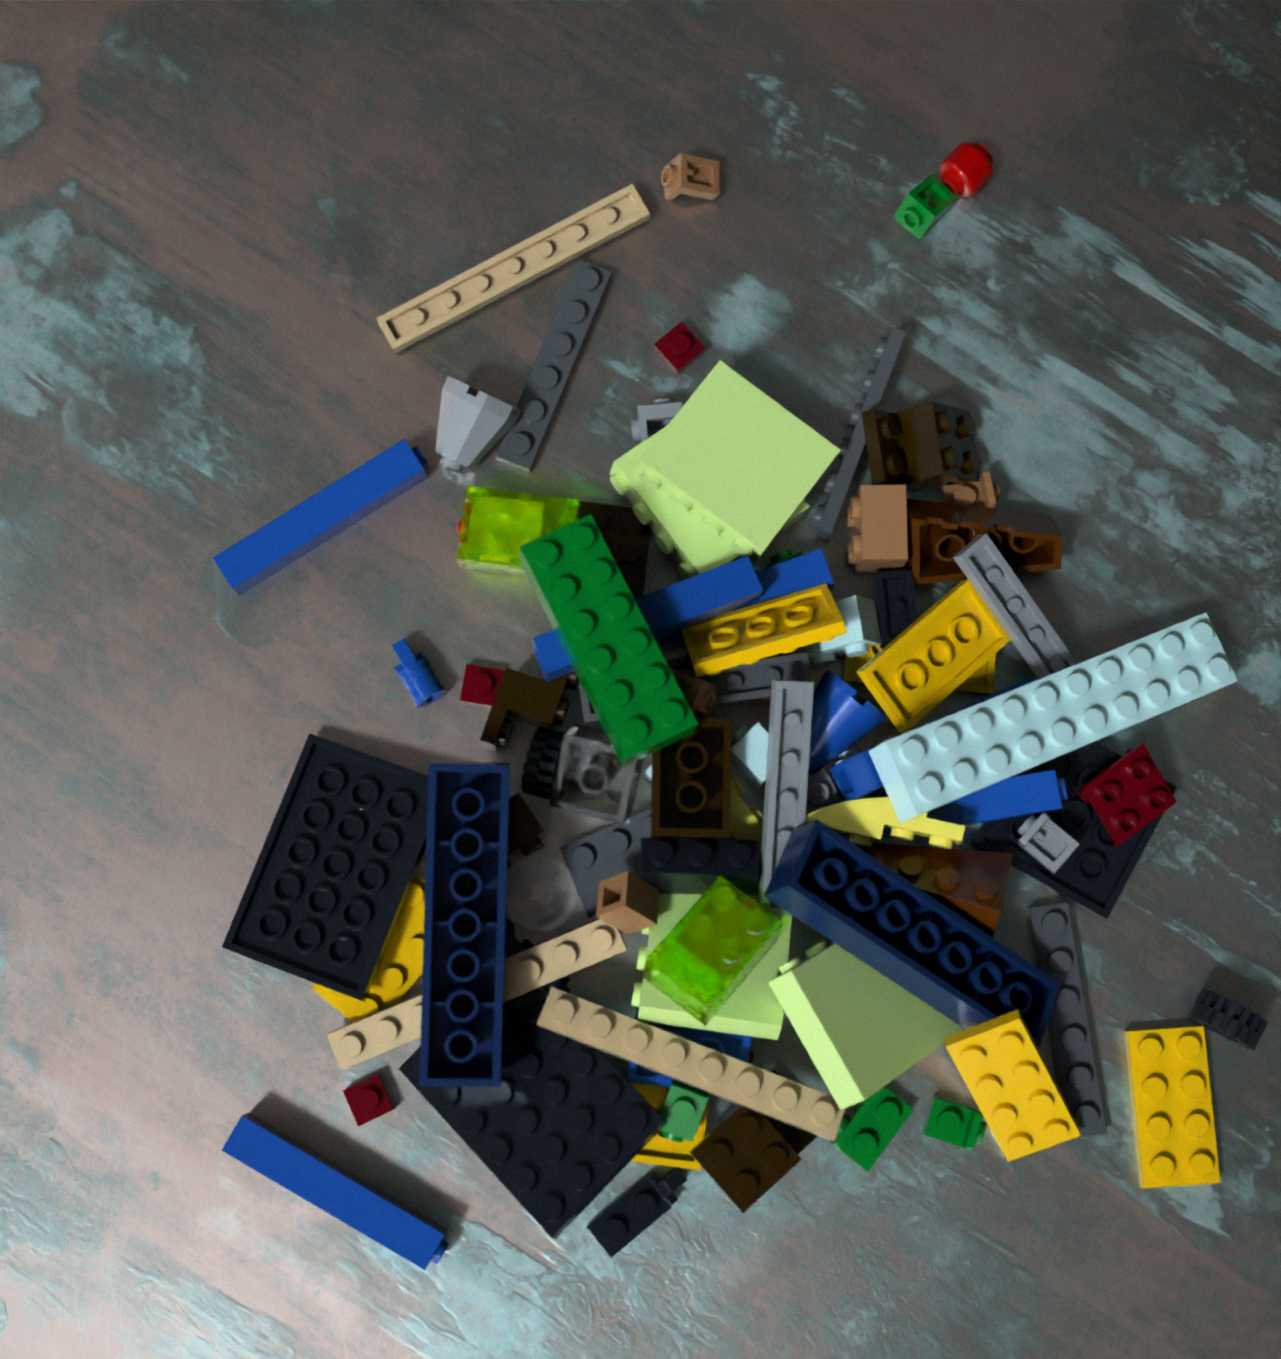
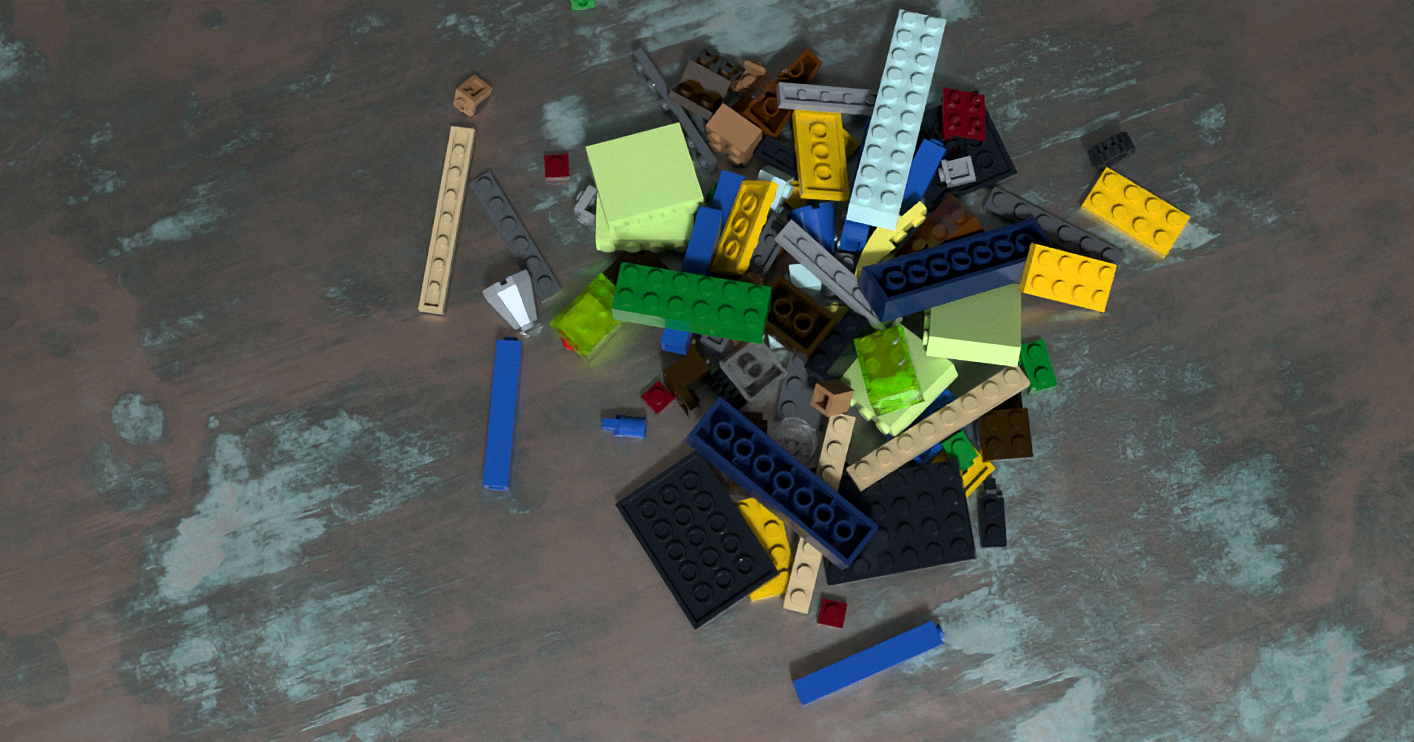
camera: 45 degrees left, 5 degrees down
(954, 1124) = (1065, 324): green bracket -> none

